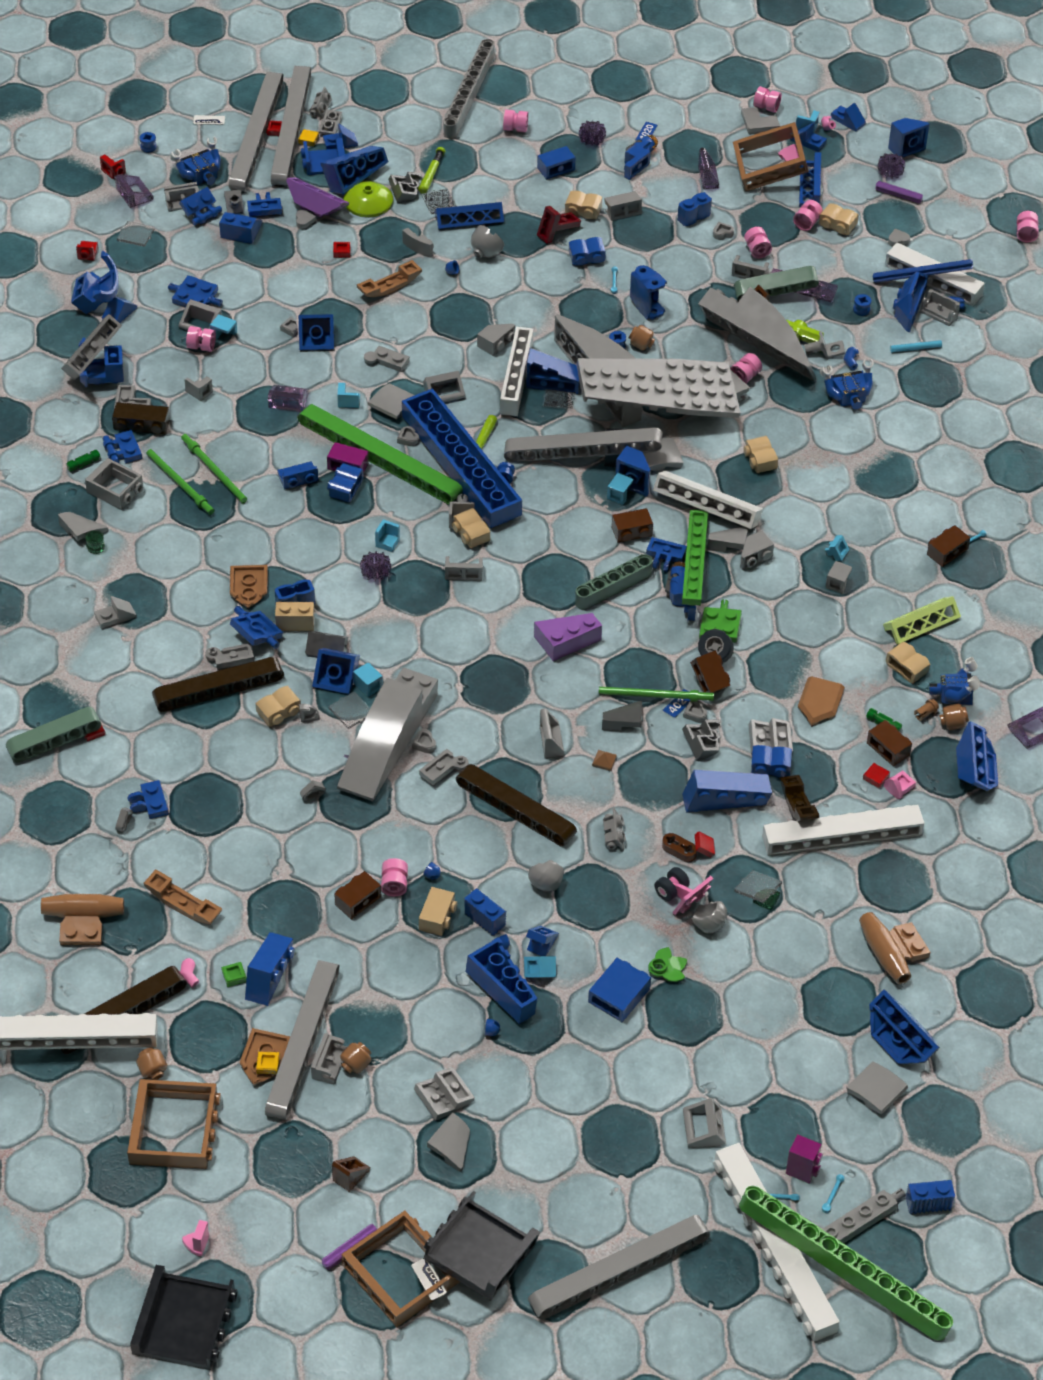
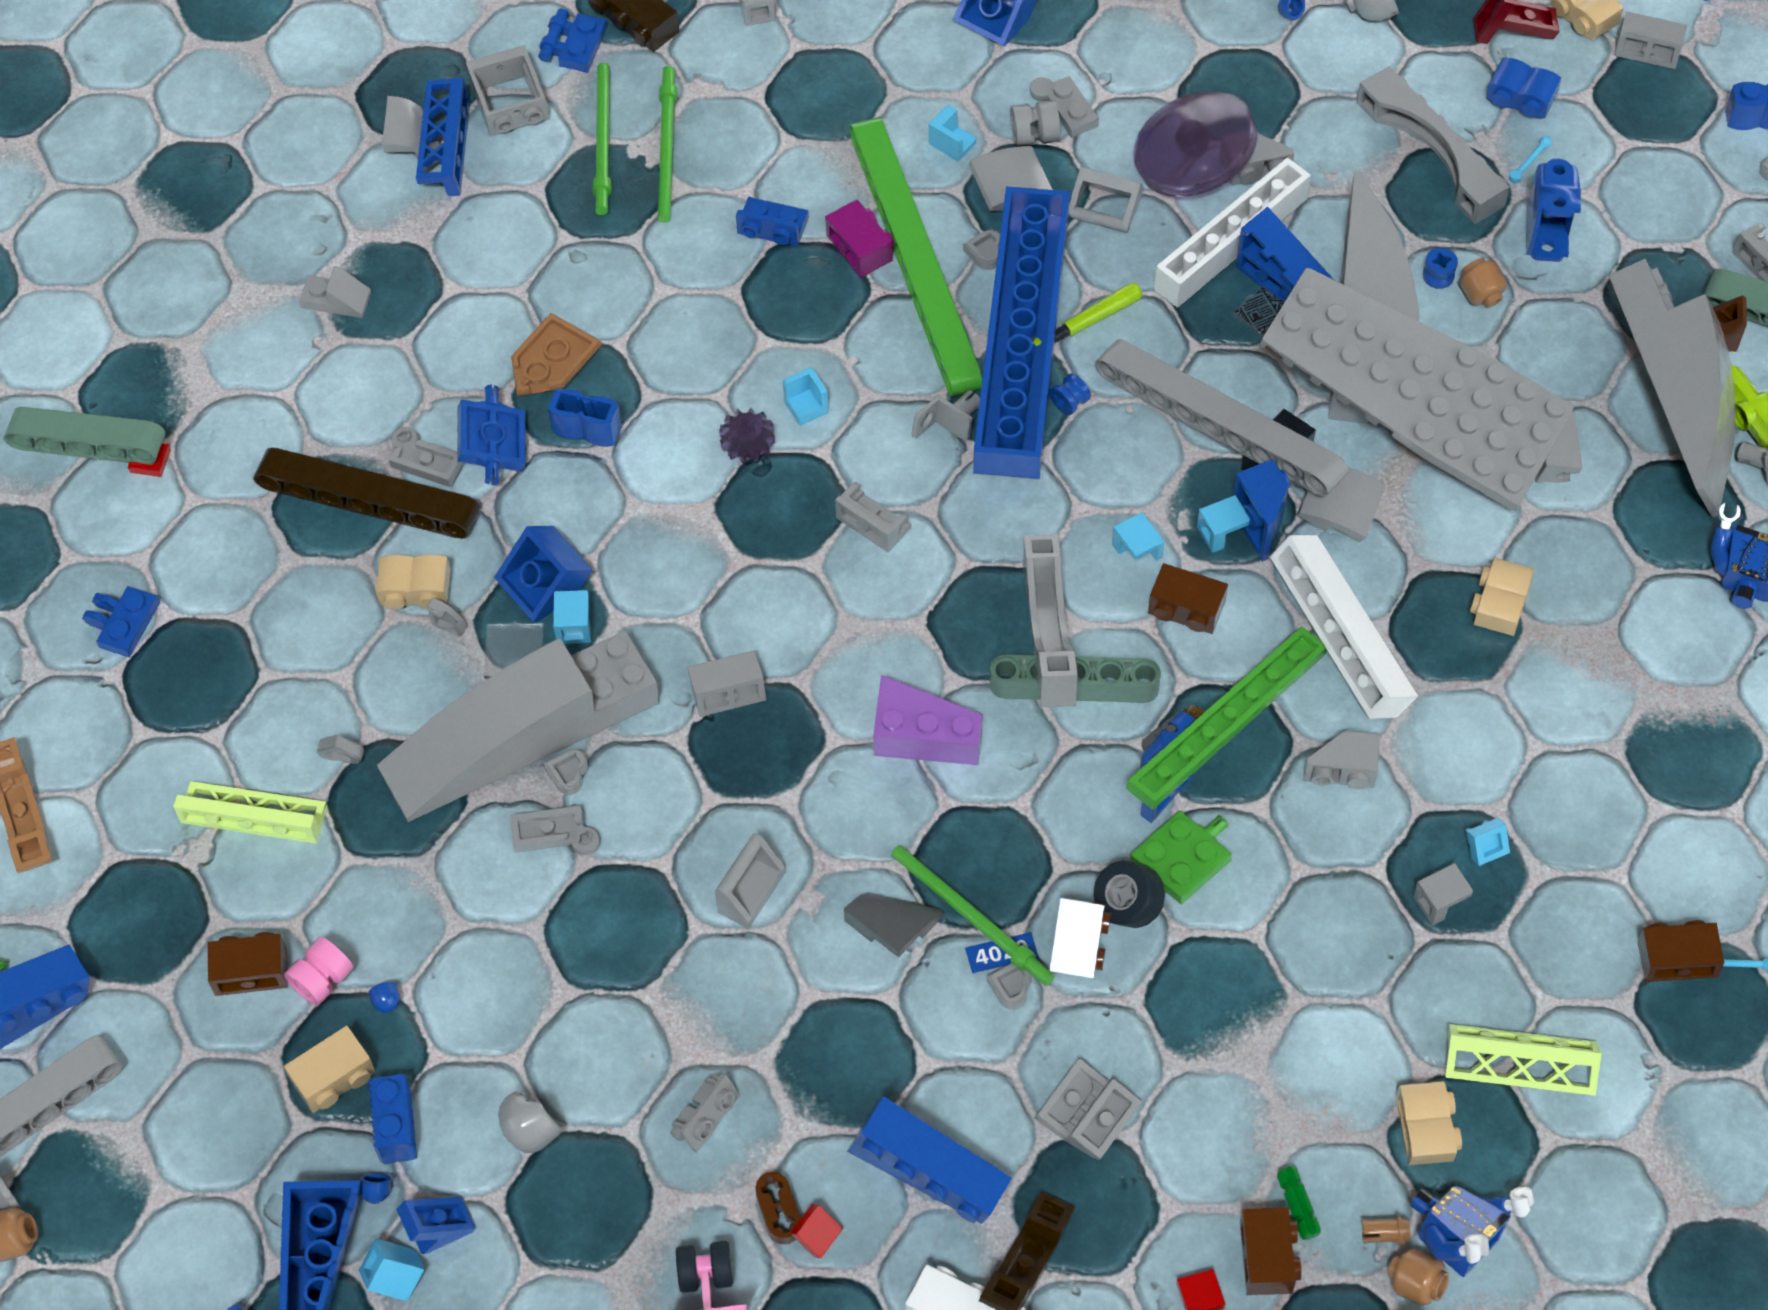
camera: 40 degrees right, 10 degrees up
(83, 460) = (503, 30): green axle -> none
(95, 542) = (398, 162): clear green wheel -> none
(104, 513) = (454, 136): none -> blue fence
(123, 819) = (58, 625): light grey tile -> none
(287, 398) = (858, 94): clear purple tile -> none
(295, 616) = (561, 449): tan brick -> none
(295, 839) = (251, 817): none -> yellowish green fence
(319, 640) = (570, 516): flat silver panel -> none
(345, 482) = (824, 273): blue brick -> none
(384, 371) = (1046, 121): none -> light grey wheel
(464, 667) = (727, 683): none -> light grey hinge
(466, 343) = (1195, 144): none -> clear purple dish
(471, 528) = (939, 456): tan brick -> none
(516, 805) = (599, 969): dark brown beam -> none
(536, 285) = (1394, 103): none -> light grey arch
(565, 548) = (1050, 639): none -> light grey arch
(591, 511) = (1138, 538): none -> medium azure panel
(604, 760) = (800, 976): medium nougat slope -> none
(665, 550) = (1203, 672): blue hinge -> none
(703, 738) = (982, 1040): dark grey slope -> none
(728, 538) = (1322, 712): light grey slope -> none
(747, 367) = (1600, 432): bright pink wheel -> none
(771, 760) = (1047, 1154): blue brick -> none
(820, 699) = (1227, 1095): medium nougat tile -> none

